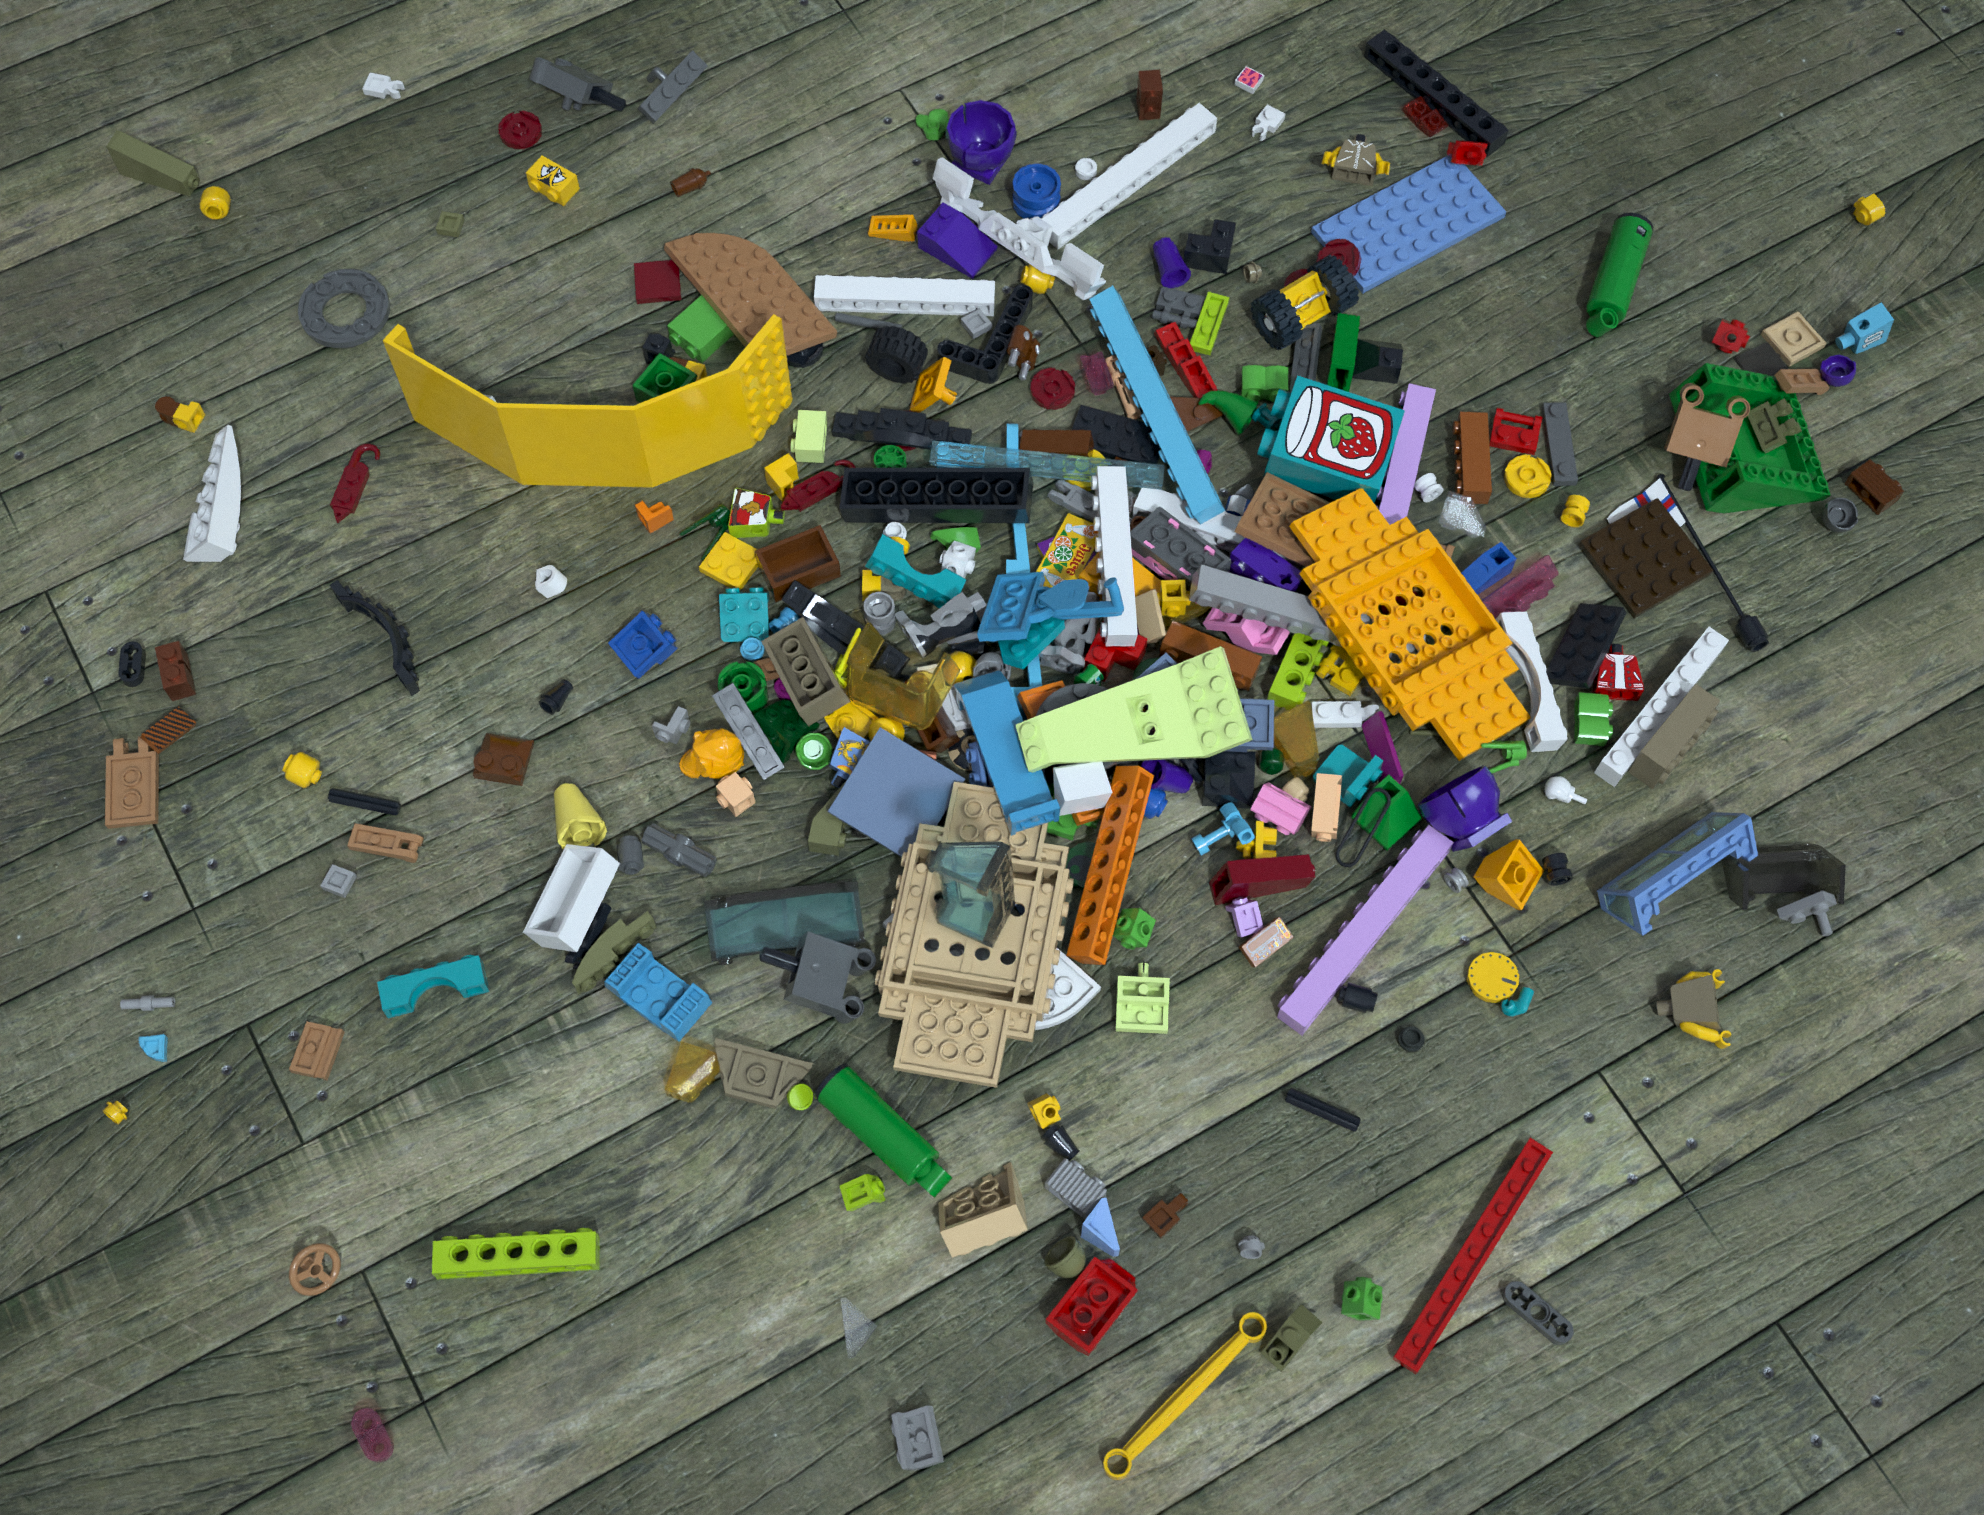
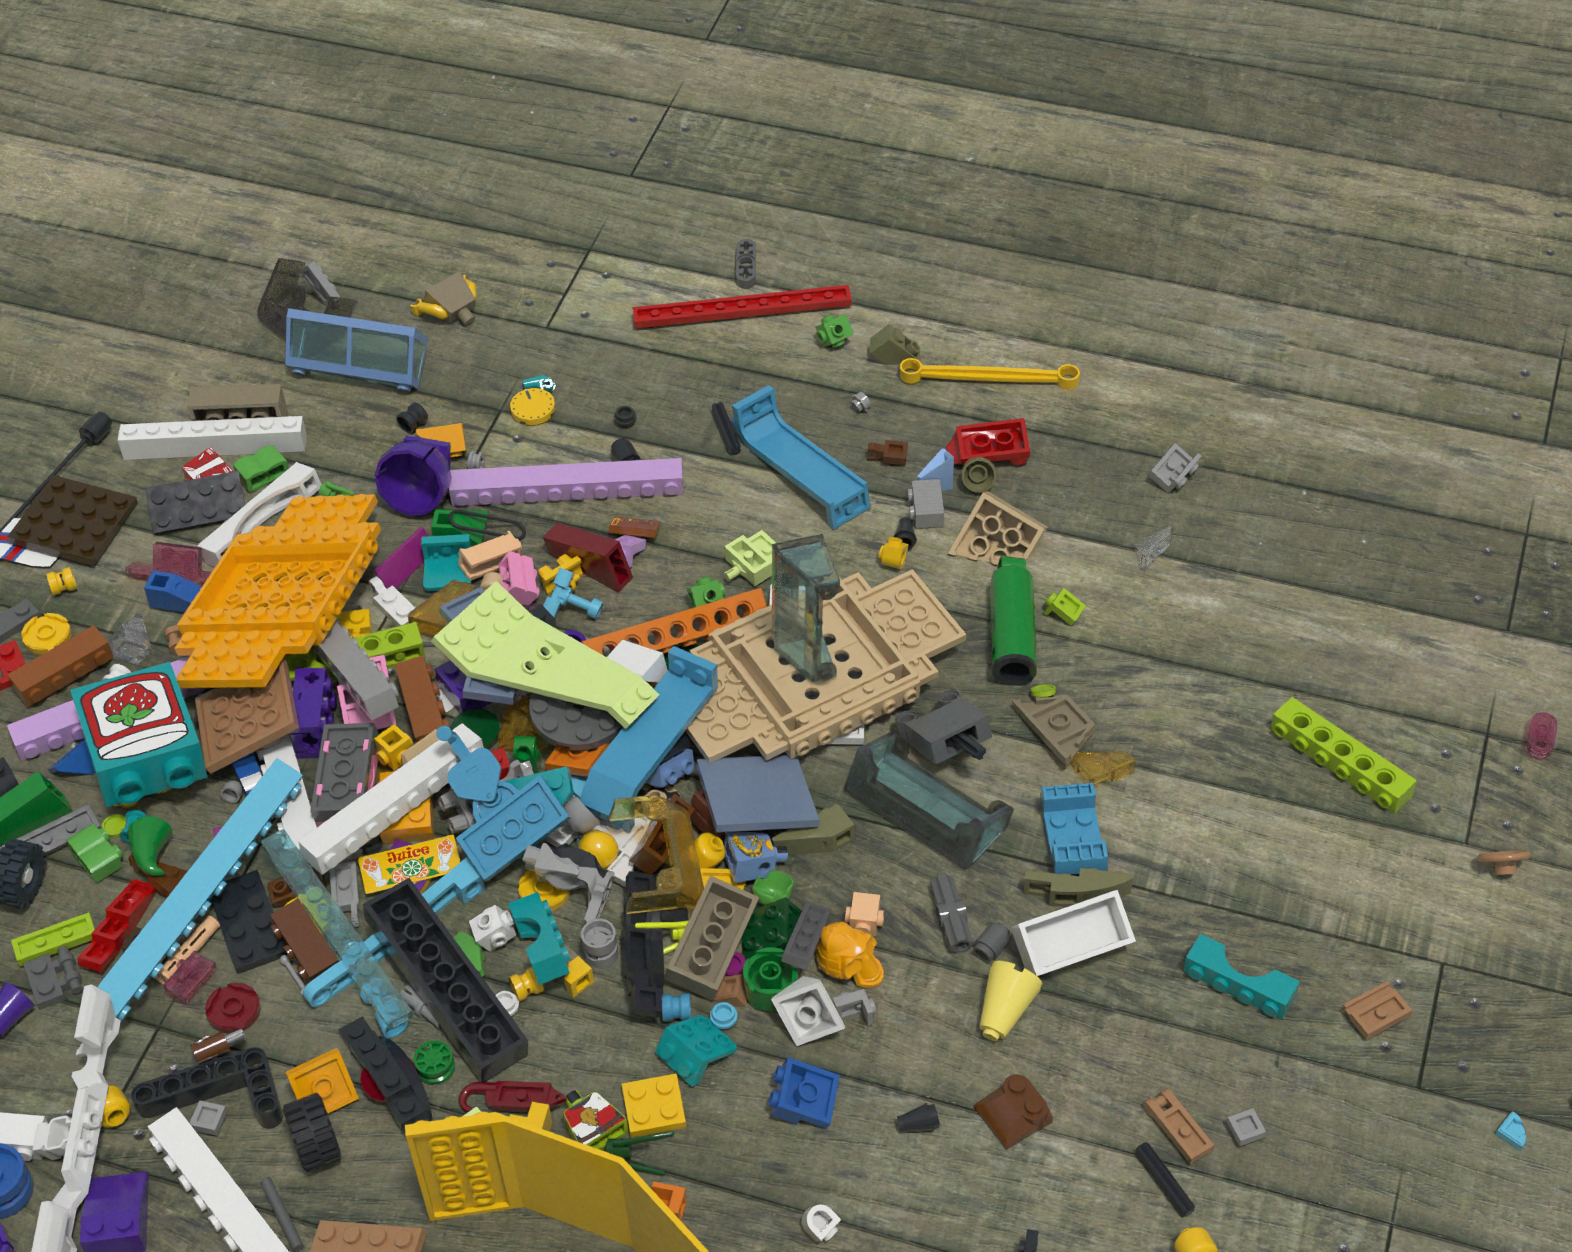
camera: 130 degrees left, 15 degrees down
(147, 1003) = (1493, 1169): light grey bar -> none
(693, 689) = (807, 1010): none -> white slope
(801, 558) = (610, 1037): reddish brown piece -> none
(1222, 1126) = (798, 458): none -> dark azure panel
(1560, 789) = (340, 454): white piece -> none

